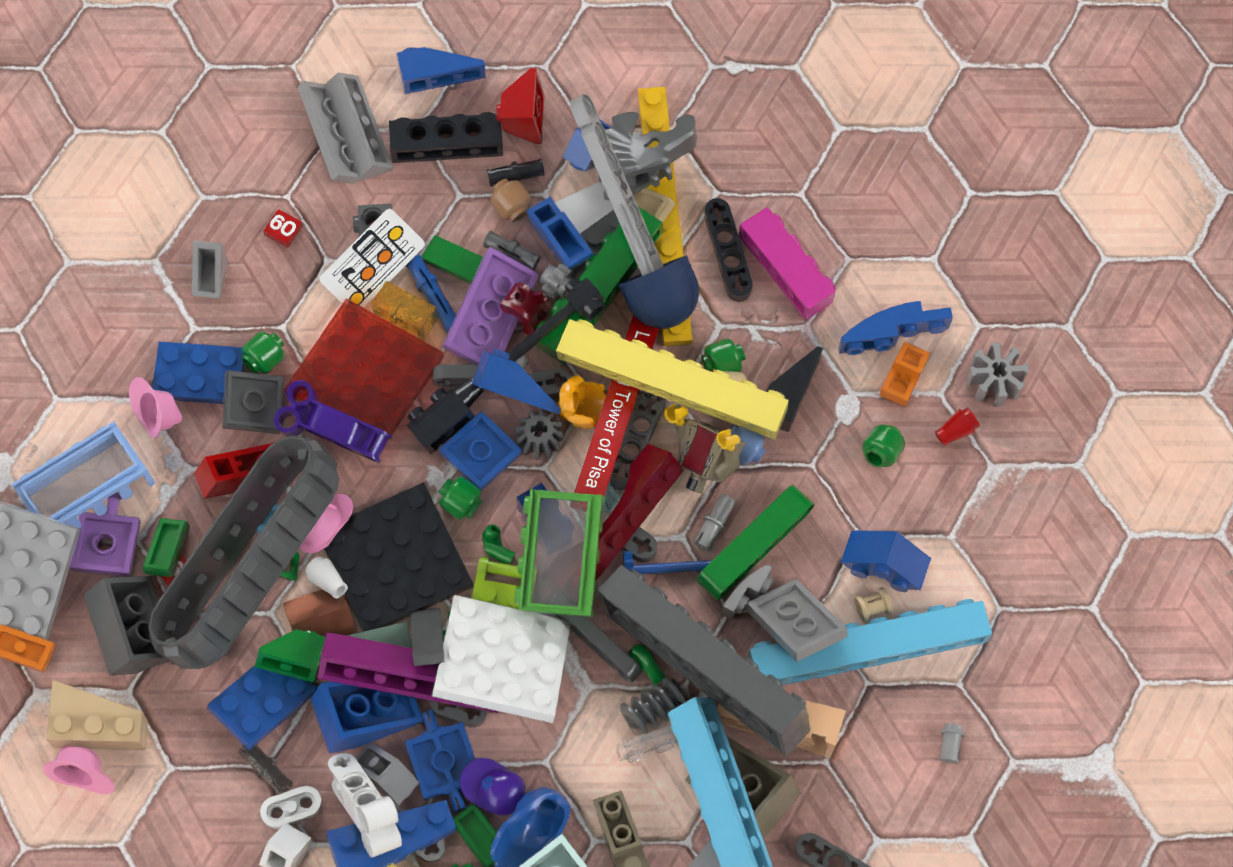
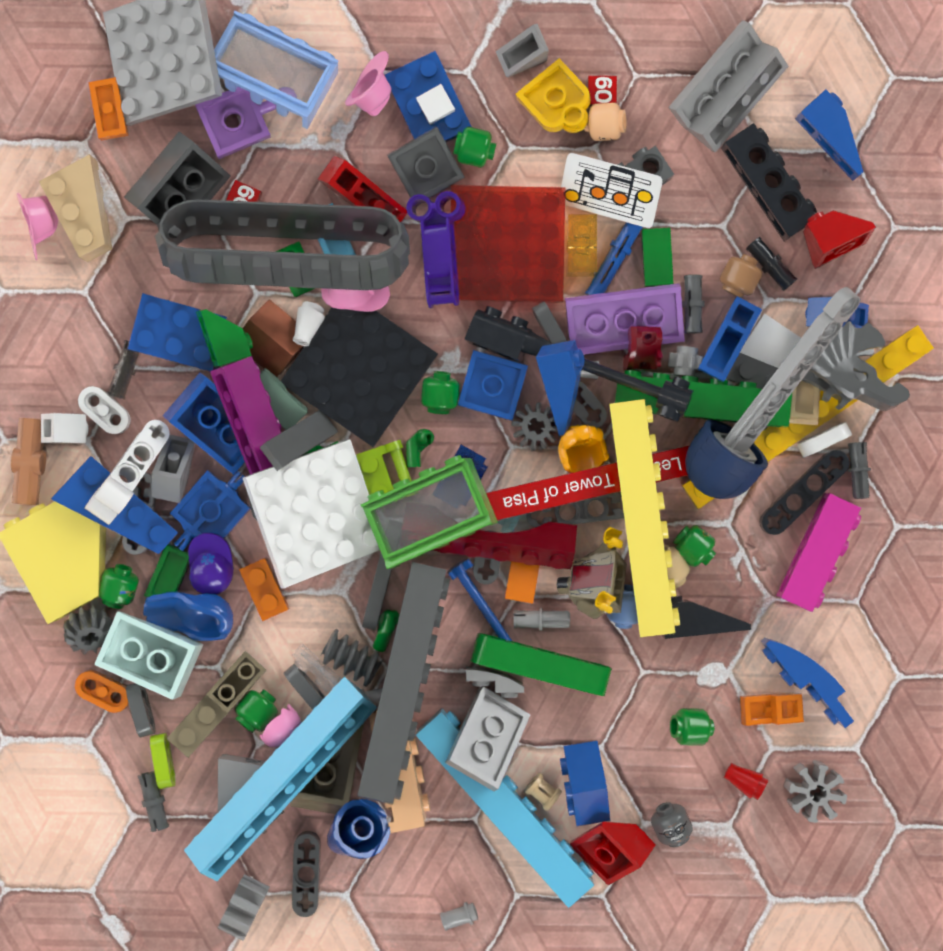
camera: 65 degrees right, 20 degrees up
(166, 547) = (259, 173): green tile -> none
(205, 362) = (435, 104): none -> white tile
(266, 265) = (557, 99): none -> yellow plate
(311, 237) = (606, 122): none -> light nougat head
(545, 754) = (264, 589): none -> orange plate
(655, 822) = (256, 710): none -> green head
(657, 764) = (304, 686): none -> dark grey beam
(670, 519) = (522, 582): none -> orange slope
(684, 803) = (281, 727): none -> bright pink hair
(691, 210) = (824, 439): none -> white beam
(733, 195) = (859, 469): none -> dark grey axle
(817, 779) = (359, 830): none -> blue cone
(959, 570) = (613, 849): none -> red slope
(963, 508) = (671, 824): none -> dark grey head

